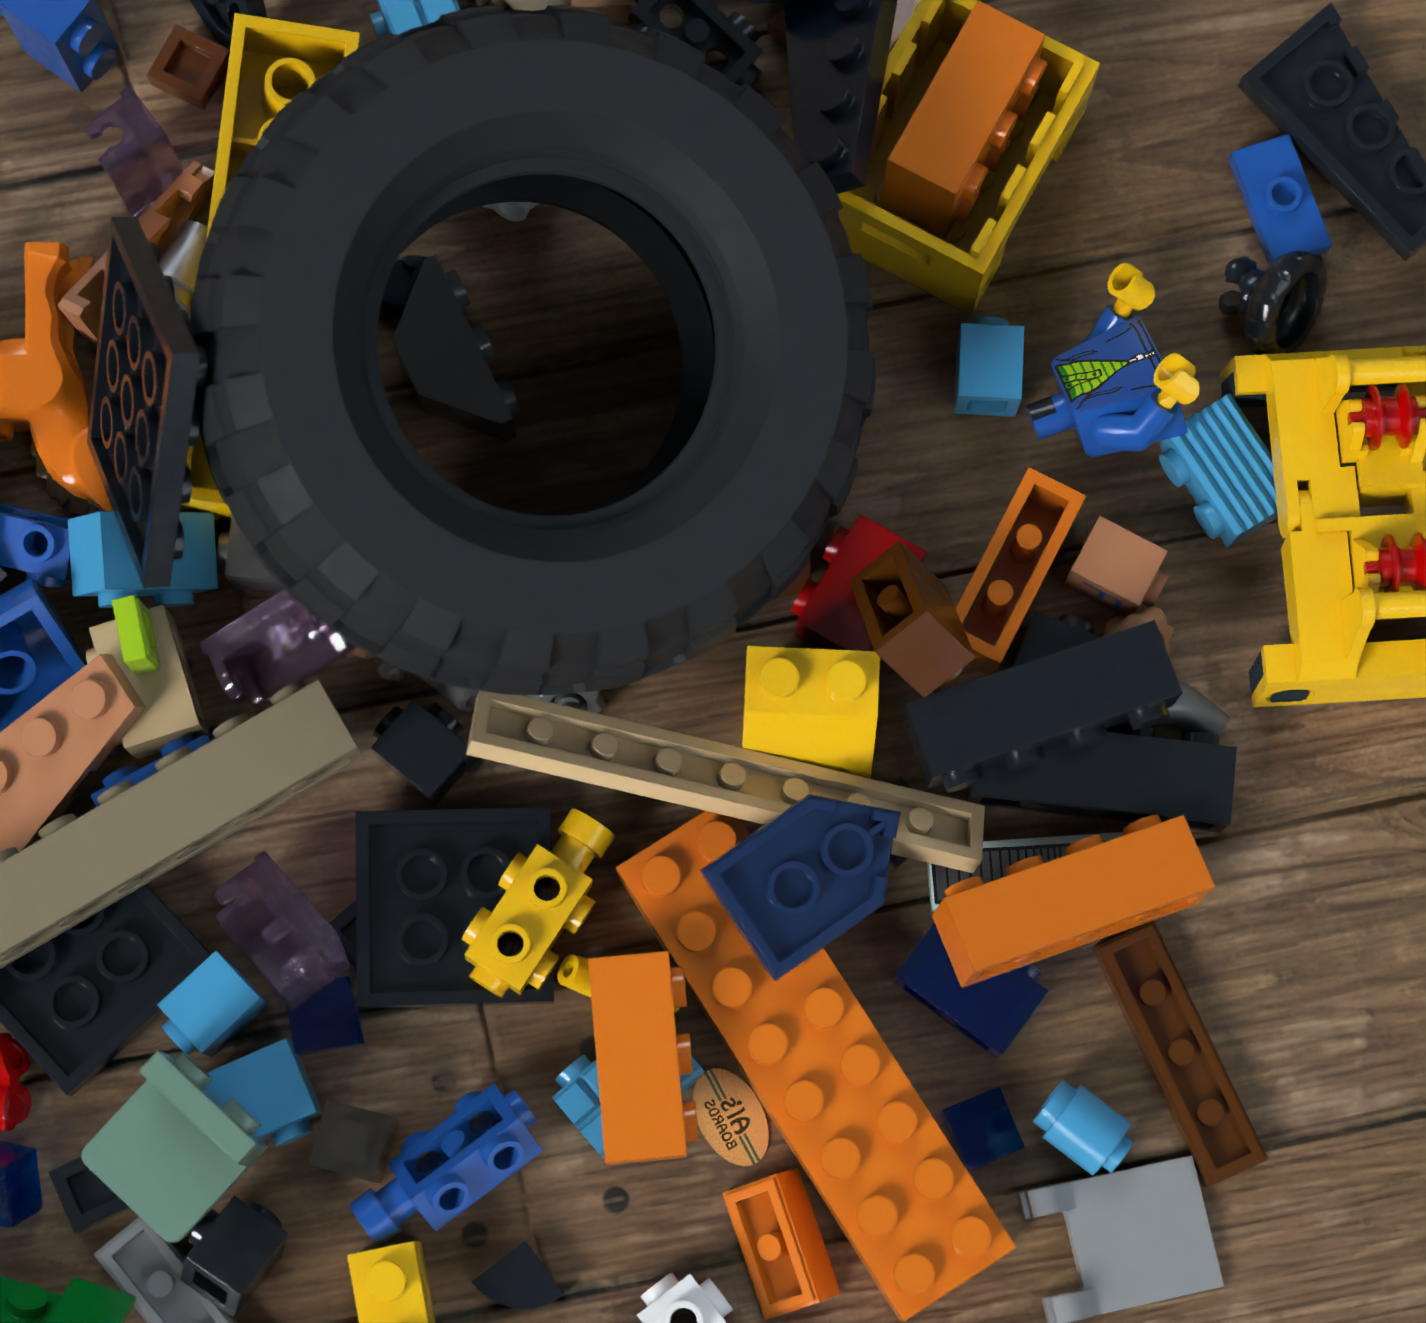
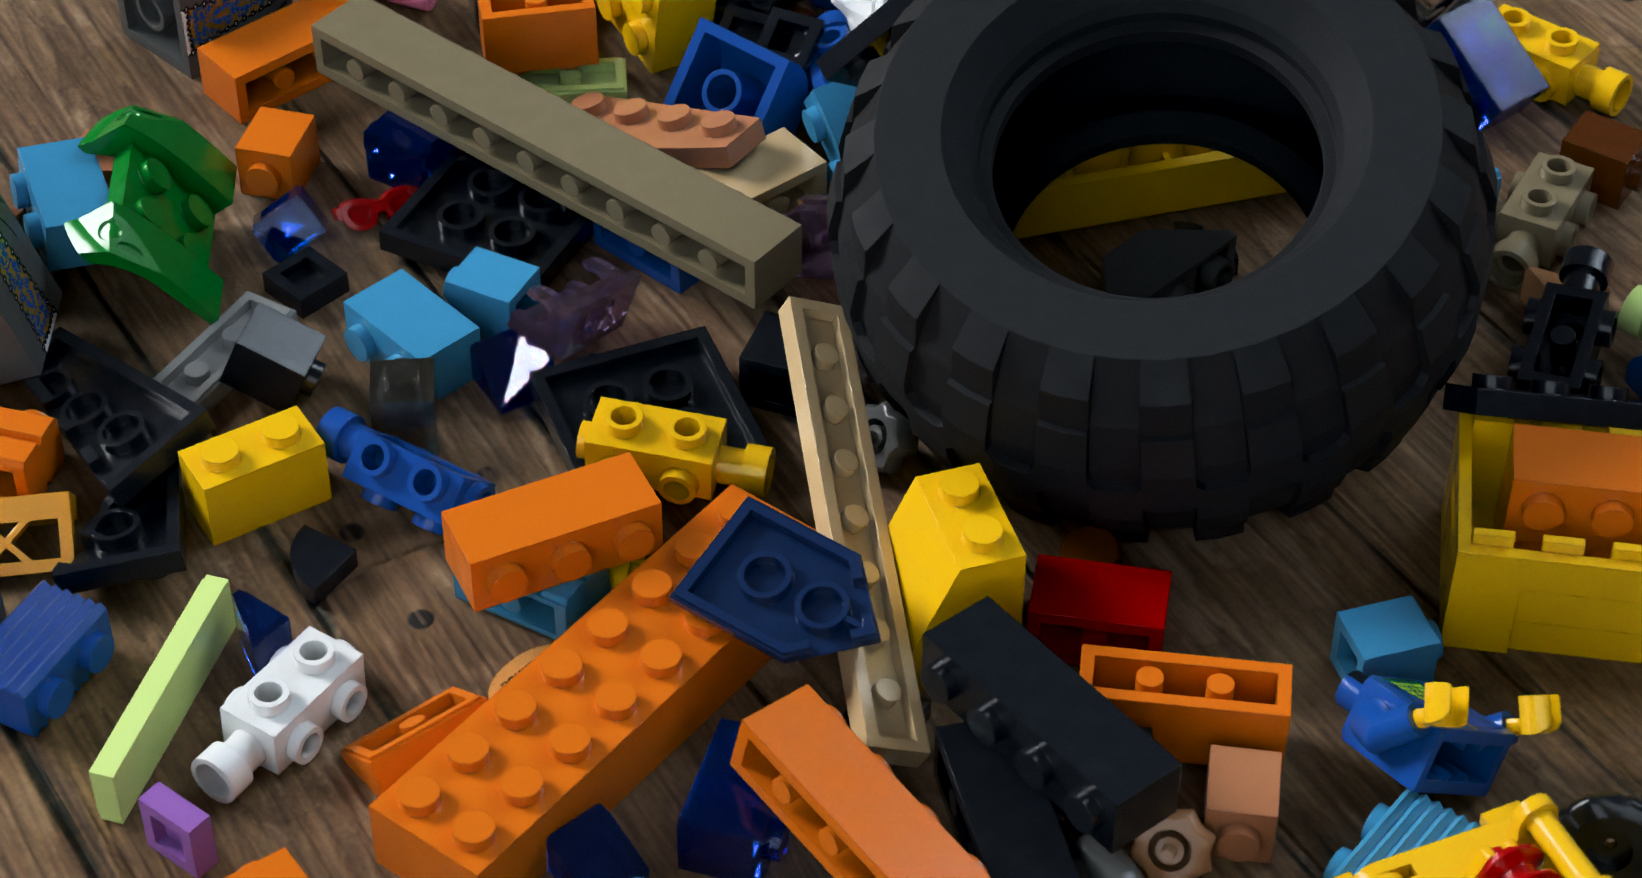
camera: 70 degrees right, 35 degrees down
(136, 635) = (786, 134): lime tile -> none
(174, 1147) = (356, 272): sand green bracket -> none
(911, 620) = (1074, 585): reddish brown brick -> none

